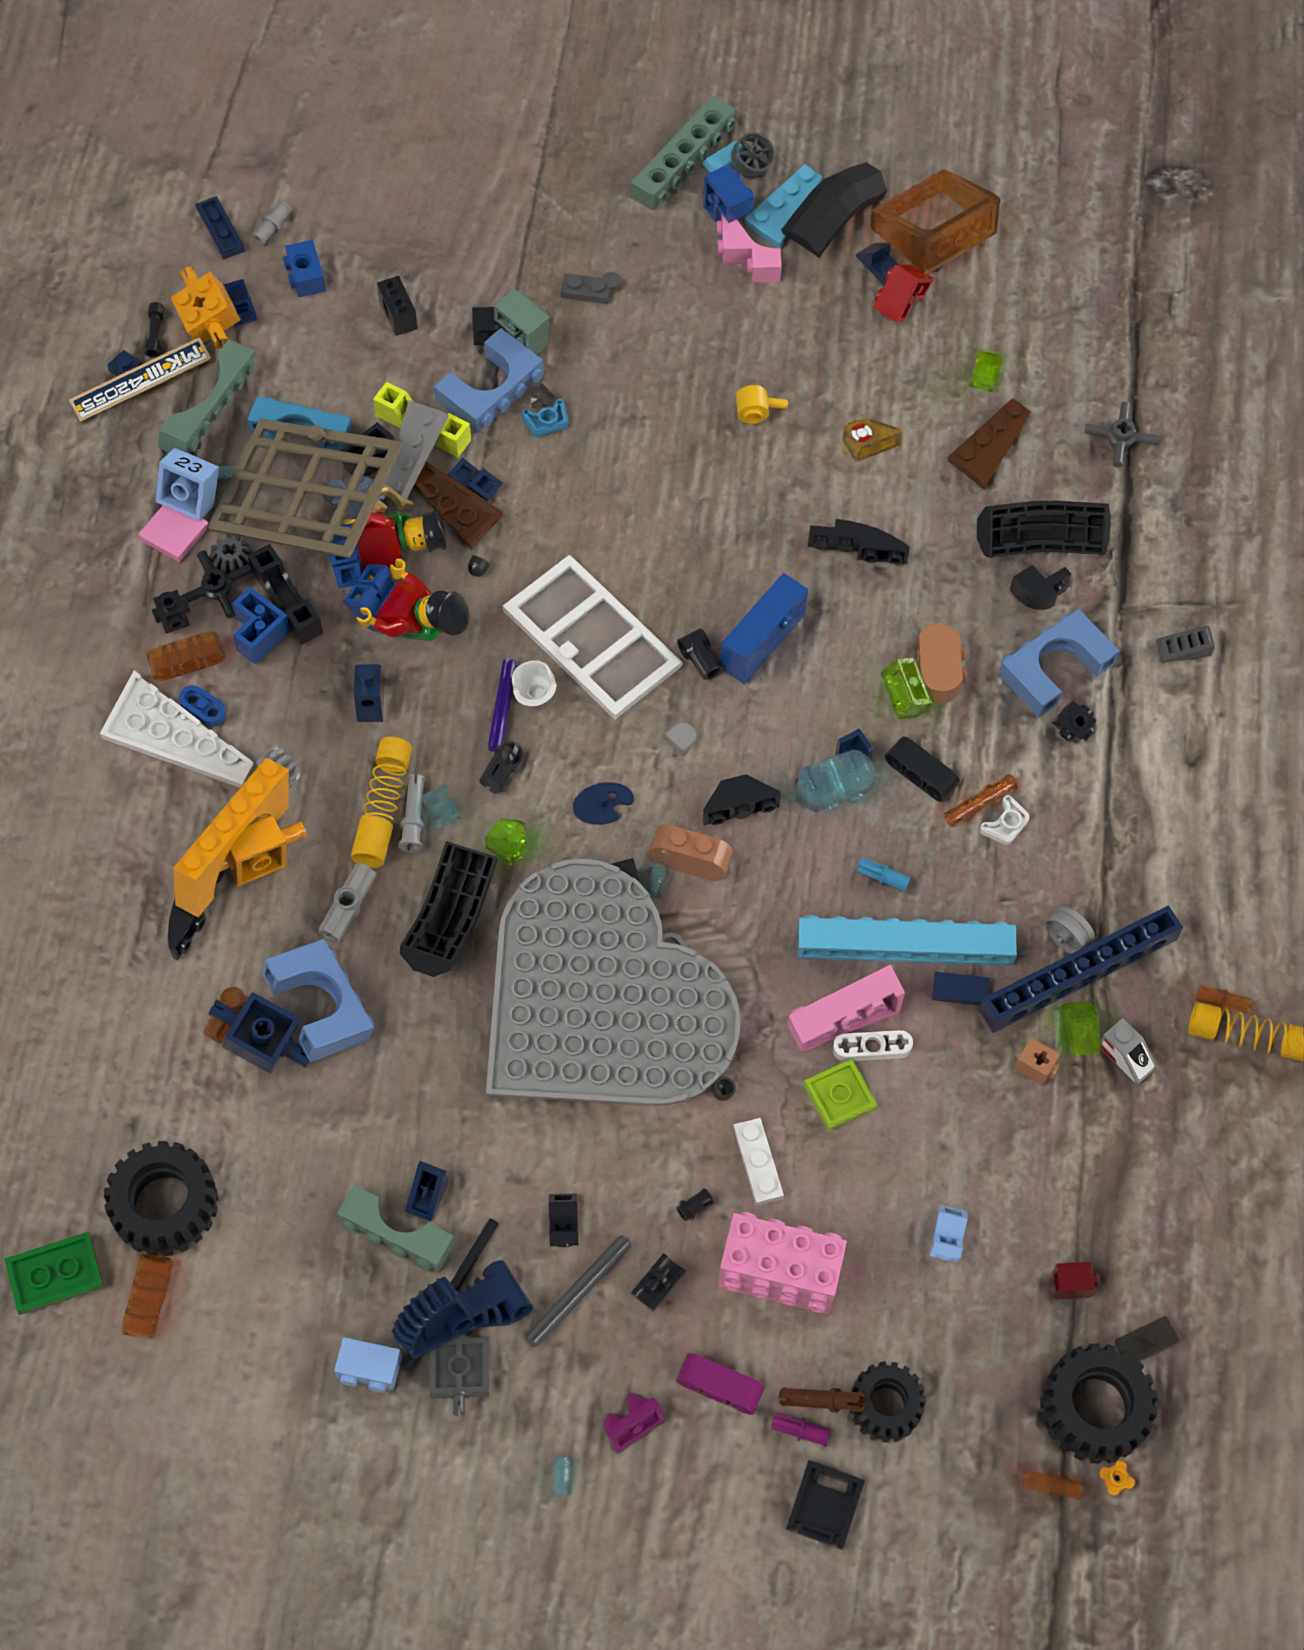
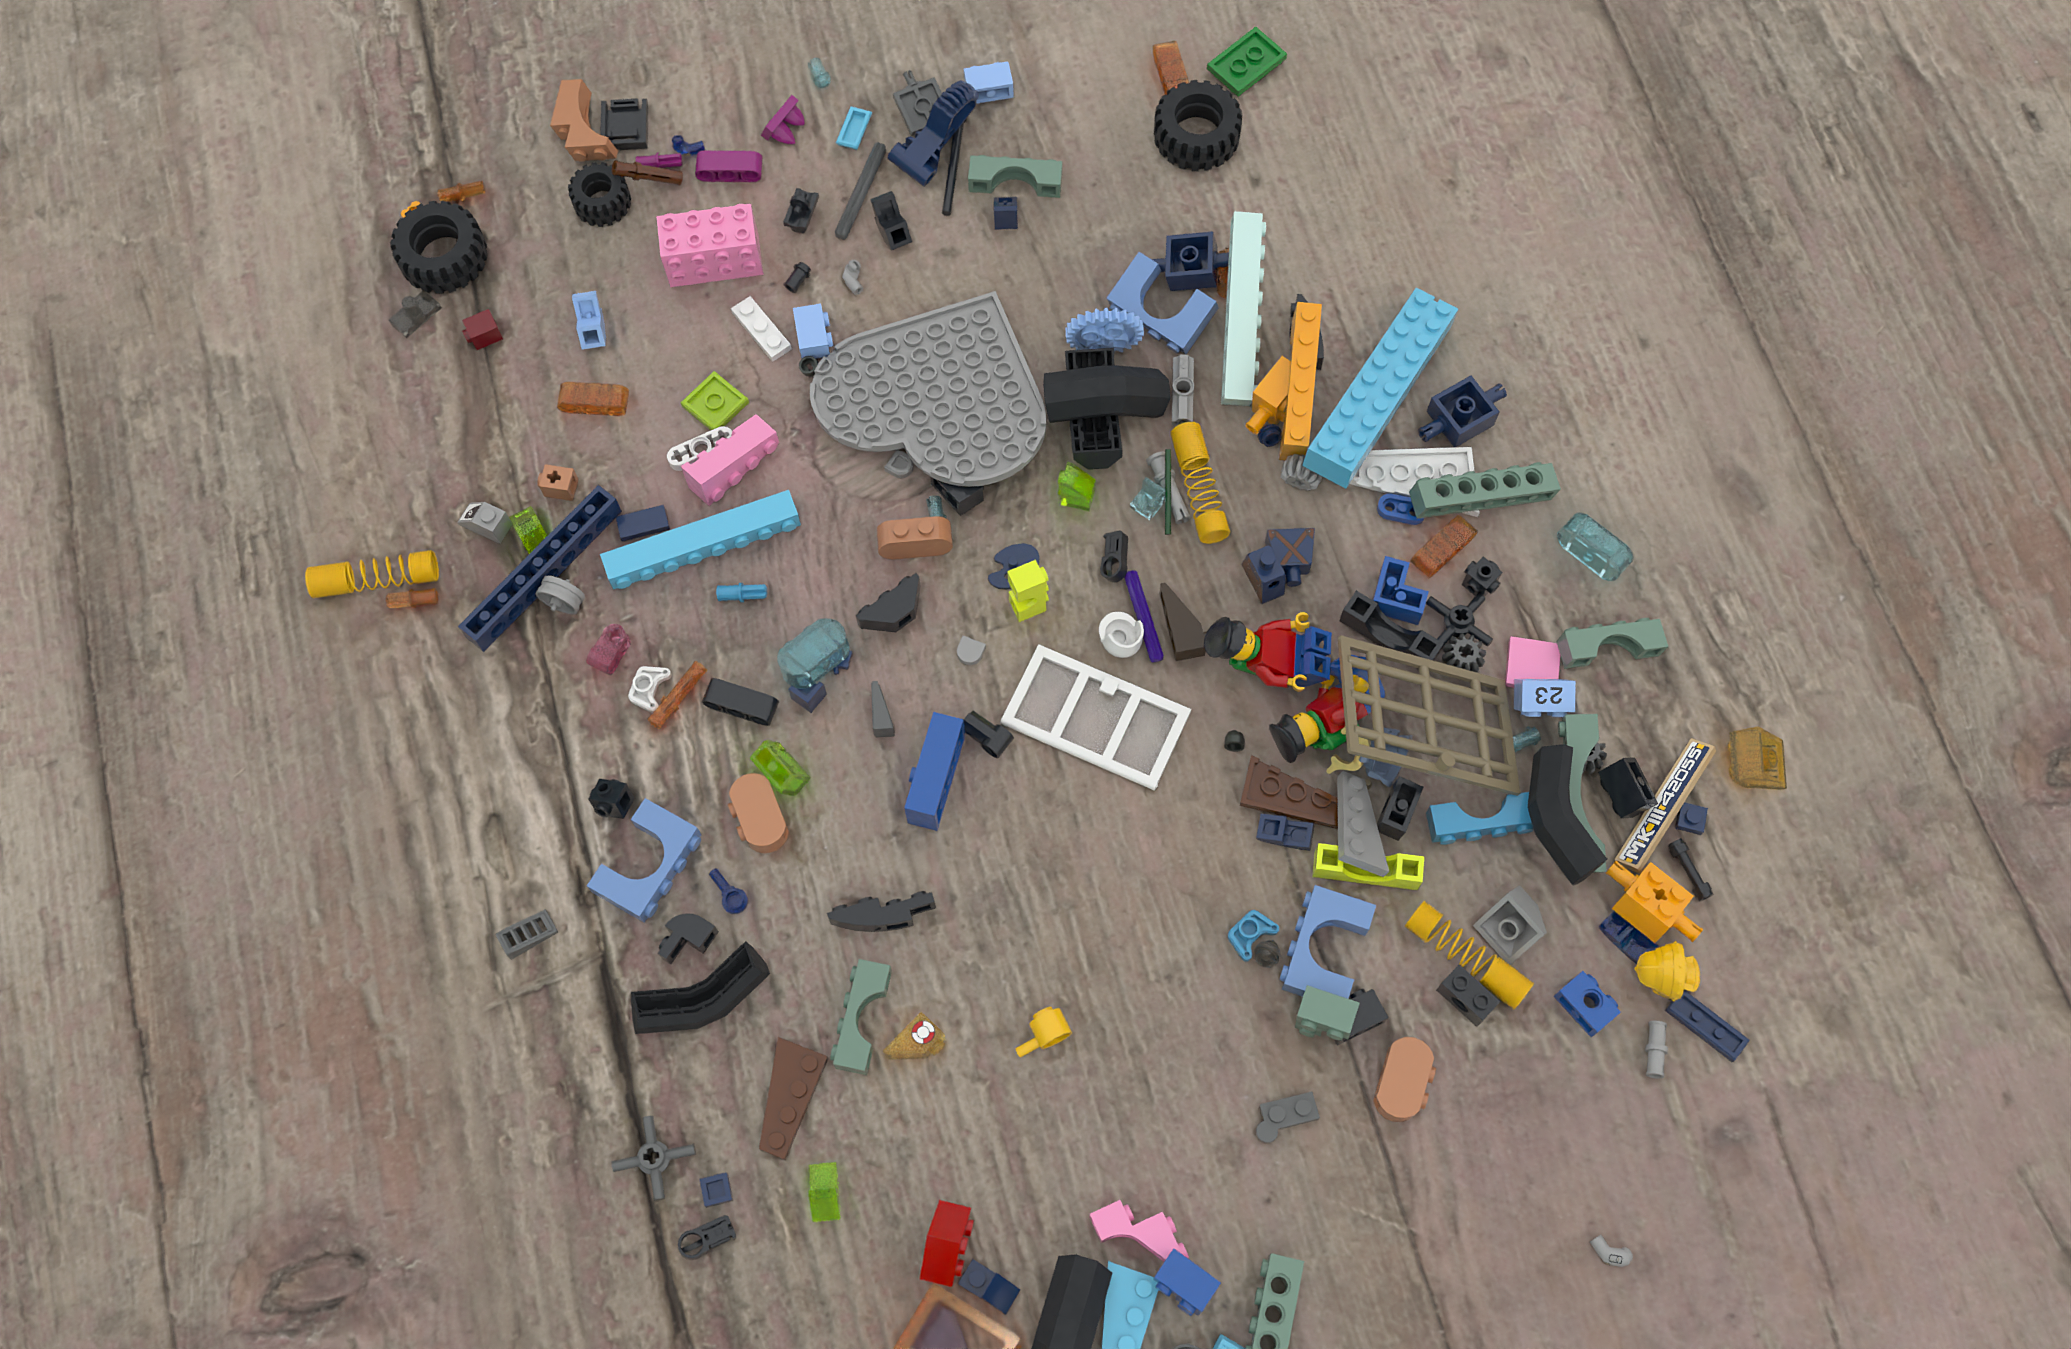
camera: 160 degrees right, 5 degrees up
(40, 381) = (1757, 759): none -> clear yellow slope
(51, 595) = (1595, 546): none -> clear light blue brick
(86, 766) = (1462, 411): none -> dark blue brick
(118, 678) = (1541, 487): none -> sand green brick
(122, 517) = (1641, 638): none -> sand green arch
(150, 810) = (1379, 388): none -> medium azure piece
(163, 395) = (1627, 788): none -> black brick
(229, 257) = (1668, 971): none -> yellow head
(240, 946) = (1242, 308): none -> light aqua brick
(247, 379) = (1554, 817): none -> black piece
(285, 821) = (1270, 435): none -> dark blue plate
(327, 341) = (1512, 925): none -> light grey slope
(331, 704) = (1293, 551): none -> dark blue torso
(365, 311) = (1499, 979): none -> yellow piece
(390, 113) = (1610, 1255): none -> light grey arm
(398, 974) = (1104, 330): none -> light blue gear
(418, 802) = (1168, 492): none -> dark green axle
(431, 910) = (1105, 392): none -> black piece
(473, 669) = (1183, 627): none -> dark brown slope
(483, 272) = (1404, 1079): none -> nougat brick
(551, 1379) = (853, 128): none -> medium azure tile
(605, 743) = (1028, 590): none -> neon yellow arch
(635, 1183) = (851, 275): none -> light grey arm
(705, 1123) = (811, 331): none -> light blue brick
(761, 1435) = (685, 148): none -> clear blue arm
(793, 703) = (880, 715): none -> dark grey slope
(888, 1525) = (572, 124): none -> nougat arch
(892, 492) = (869, 983): none -> sand green arch
(972, 1145) = (593, 398): none -> clear orange beam
(987, 604) = (733, 899): none -> clear blue plate
(1034, 866) = (609, 651): none -> clear pink piece
(1076, 396) = (716, 1189): none -> dark blue plate
(1090, 369) = (711, 1234): none -> black piece

